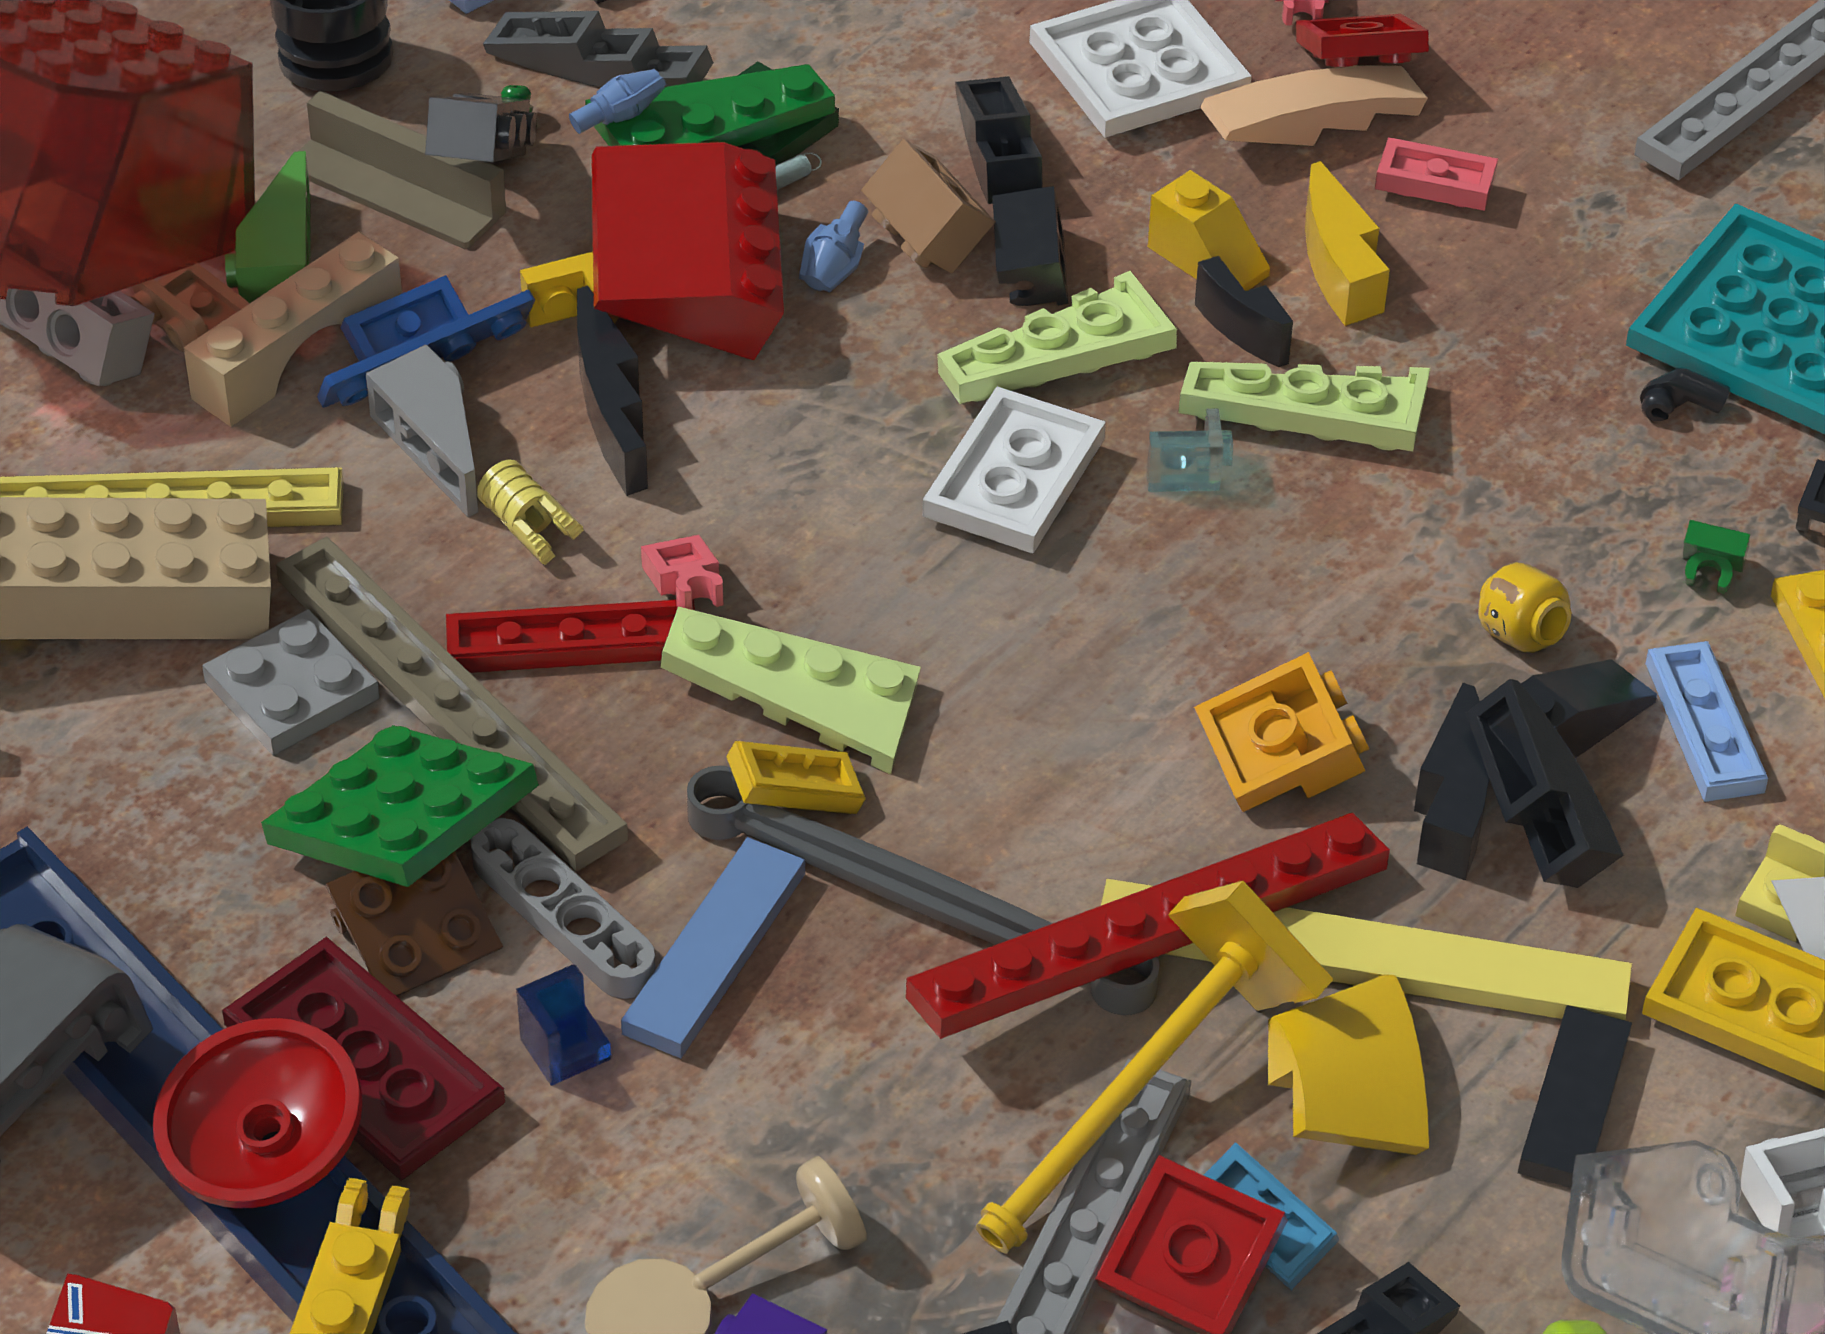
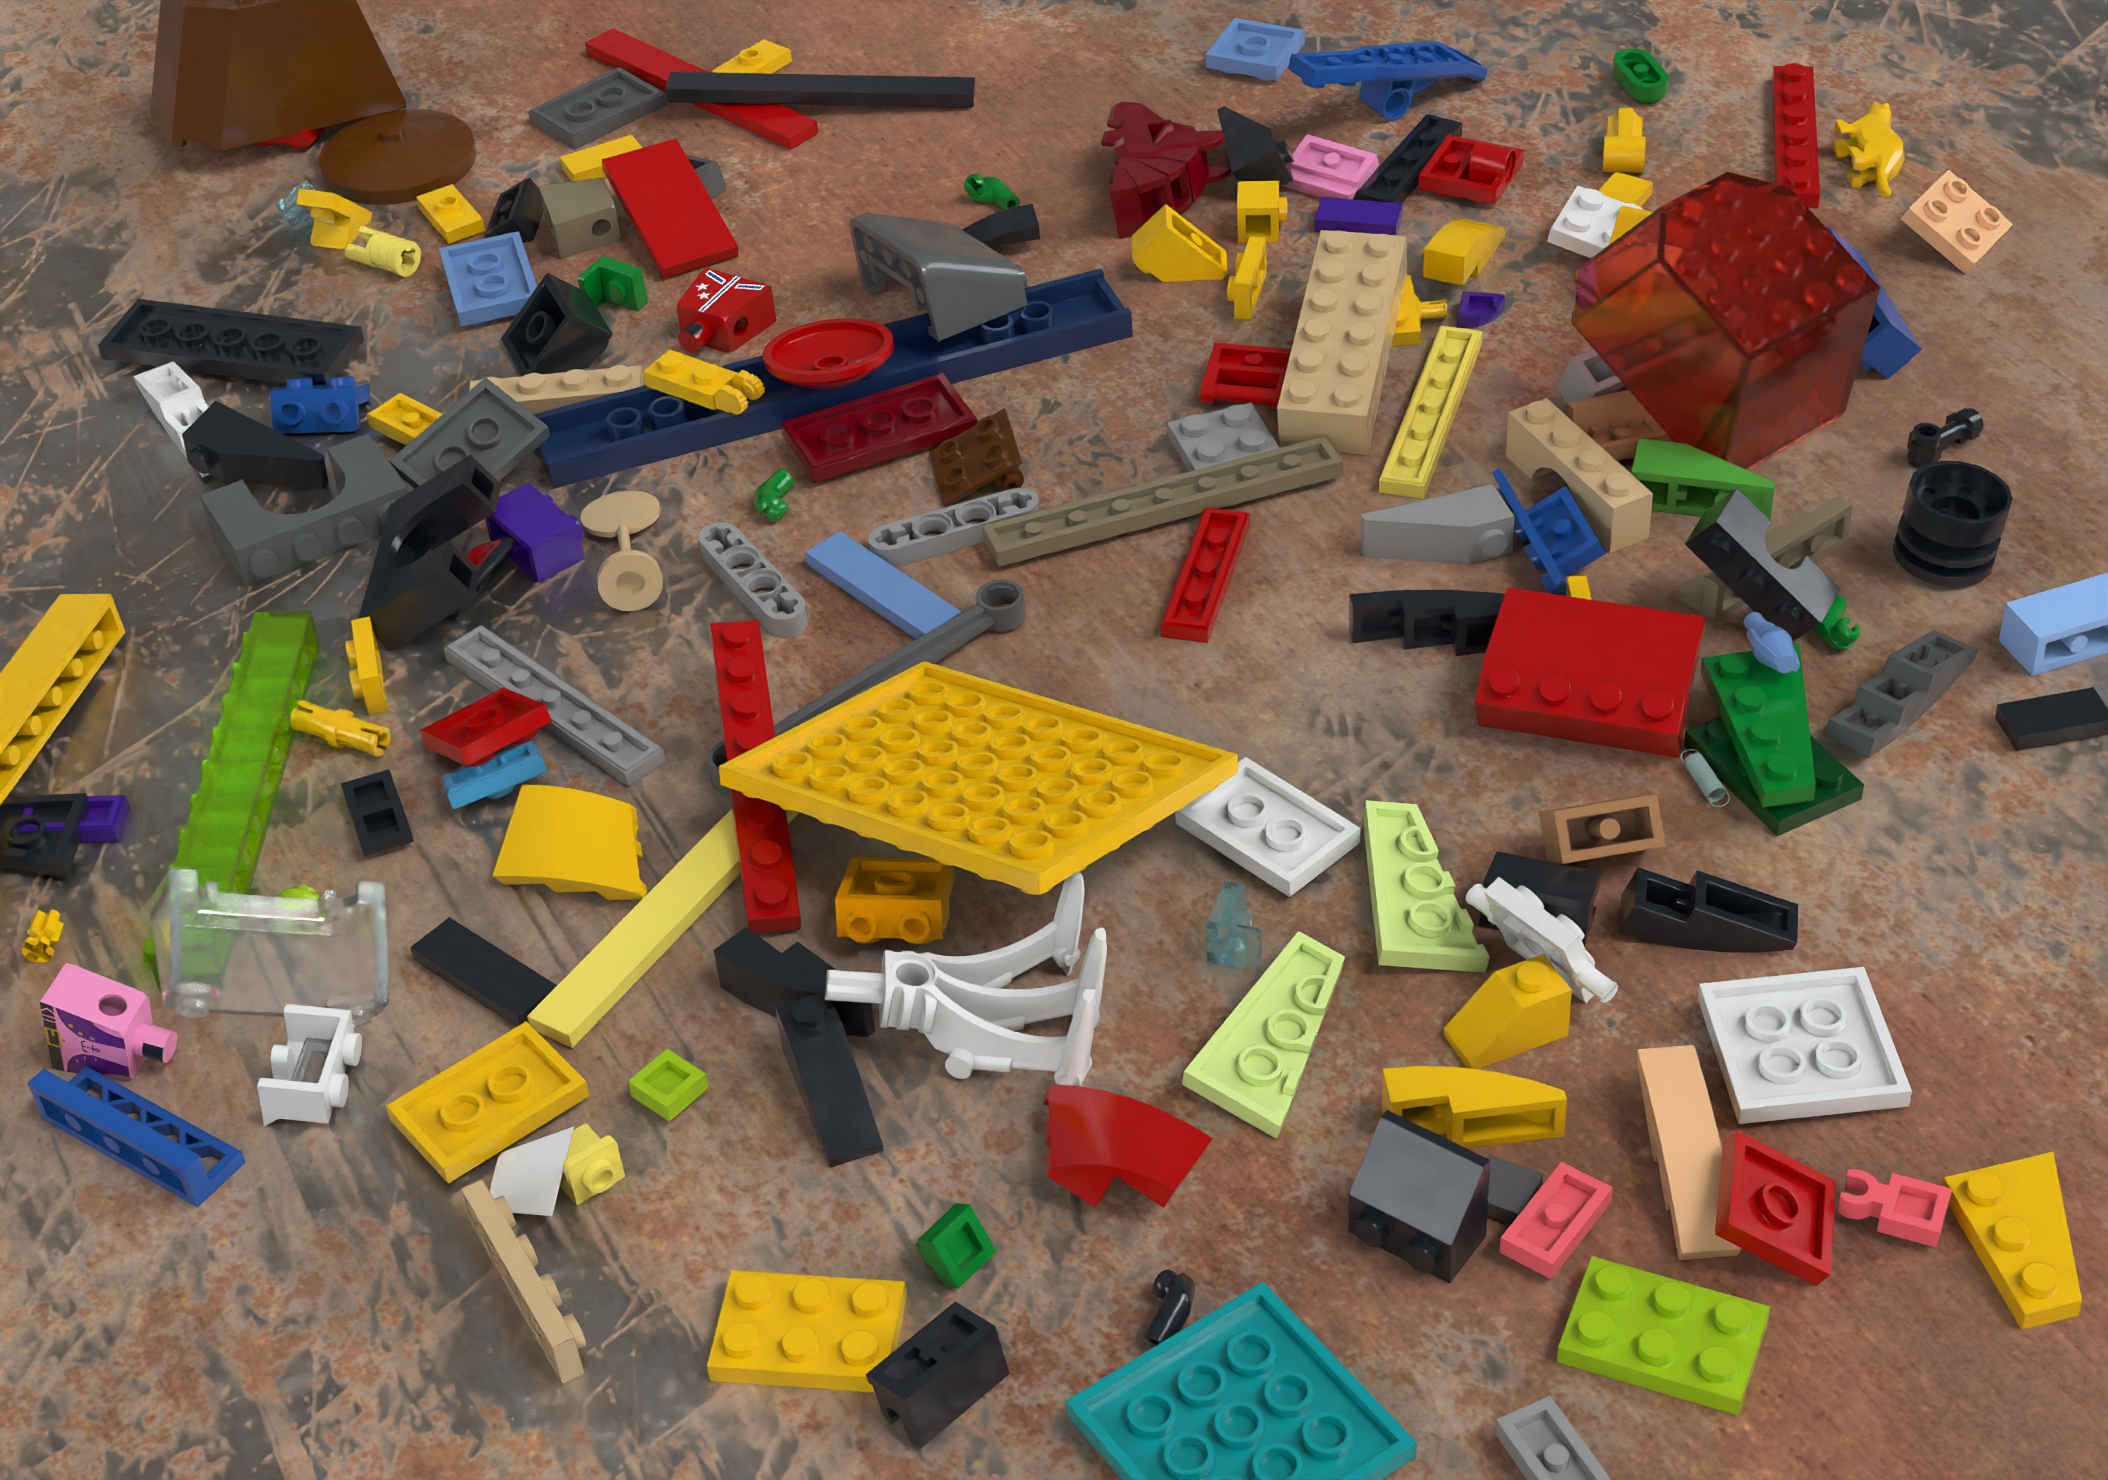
camera: 115 degrees right, 5 degrees down
(115, 681) = (1244, 365): none -> red plate
(400, 804) = (1058, 449): green plate -> none
(525, 507) = (1335, 562): light yellow hinge -> none
(559, 1026) = (844, 498): clear blue panel -> none
(561, 1138) = (768, 495): none -> green arm
(684, 569) = (1231, 621): coral plate -> none
(739, 1089) = (743, 582): none -> light grey beam
(795, 777) = (995, 635): yellow plate -> none
(826, 687) = (1105, 653): yellowish green wing -> none
(834, 249) = (1583, 780): medium blue piece -> none
(1115, 661) = (980, 775): none -> yellow plate
(1120, 205) = (1536, 932): none -> white plate
(1246, 318) = (1383, 1014): black slope -> none
(1248, 952) = (670, 775): yellow tile -> none
(1413, 218) = (1510, 1188): none -> dark grey tile
(1446, 632) = (975, 1020): none -> white piece
(1490, 239) = (1420, 1197): none -> slope
(1515, 103) = (1664, 1335): none -> lime plate
(1524, 607) = (952, 1085): yellow head -> none
(1532, 460) = (1111, 1136): none -> red slope
(1542, 787) = (730, 1003): black slope -> none
(1649, 847) = (668, 1084): none -> lime plate
(1706, 721) = (784, 1184): light blue tile -> none

